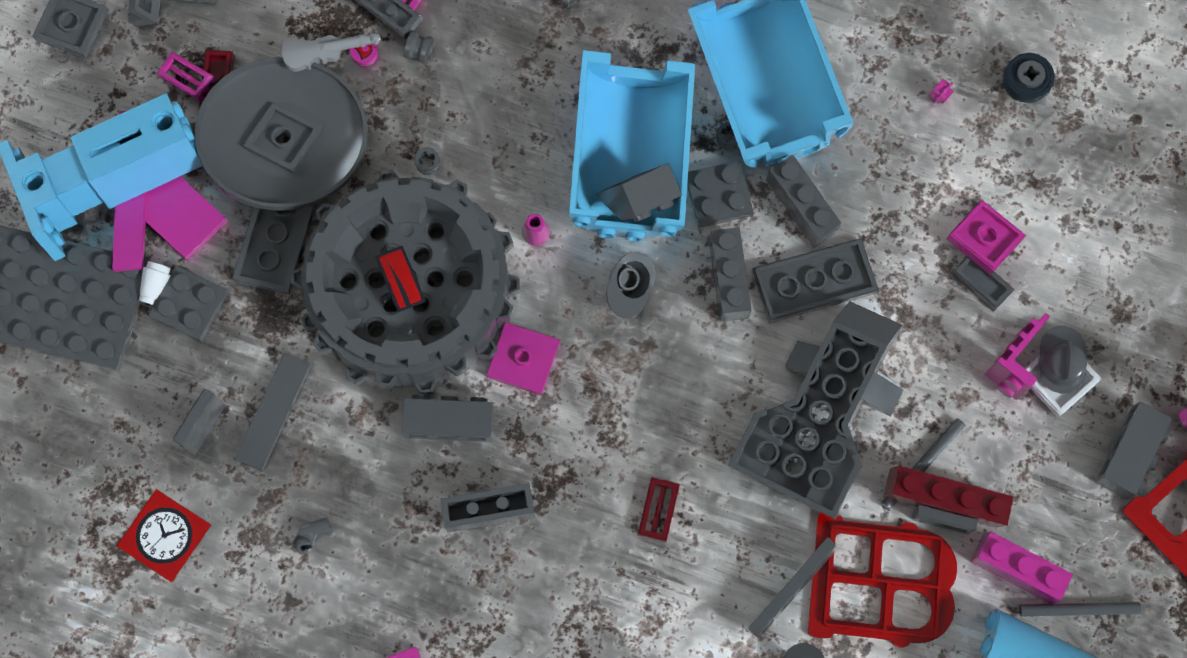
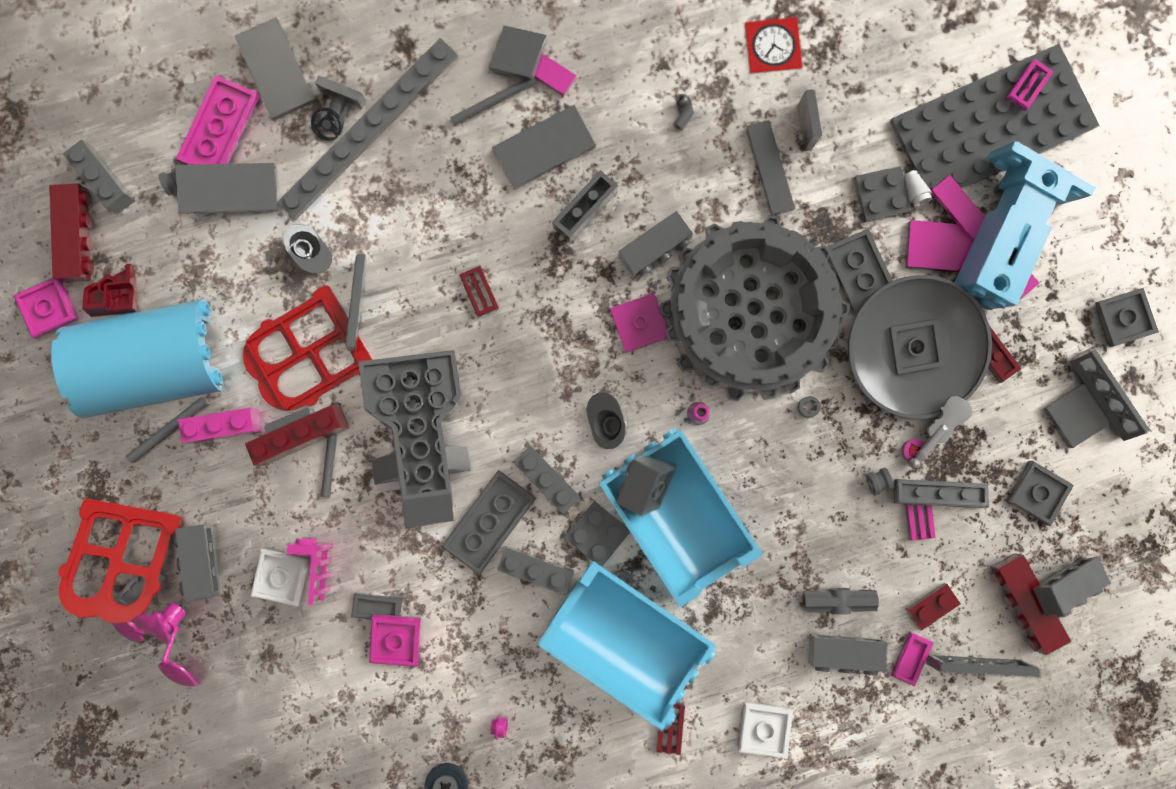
camera: 145 degrees right, 10 degrees up
(202, 86) = (1000, 341): dark pink tile -> none
(400, 279) = (756, 300): red slope -> none
(479, 608) = (544, 147): none -> dark grey tile
(1062, 359) = (284, 589): dark grey piece -> none

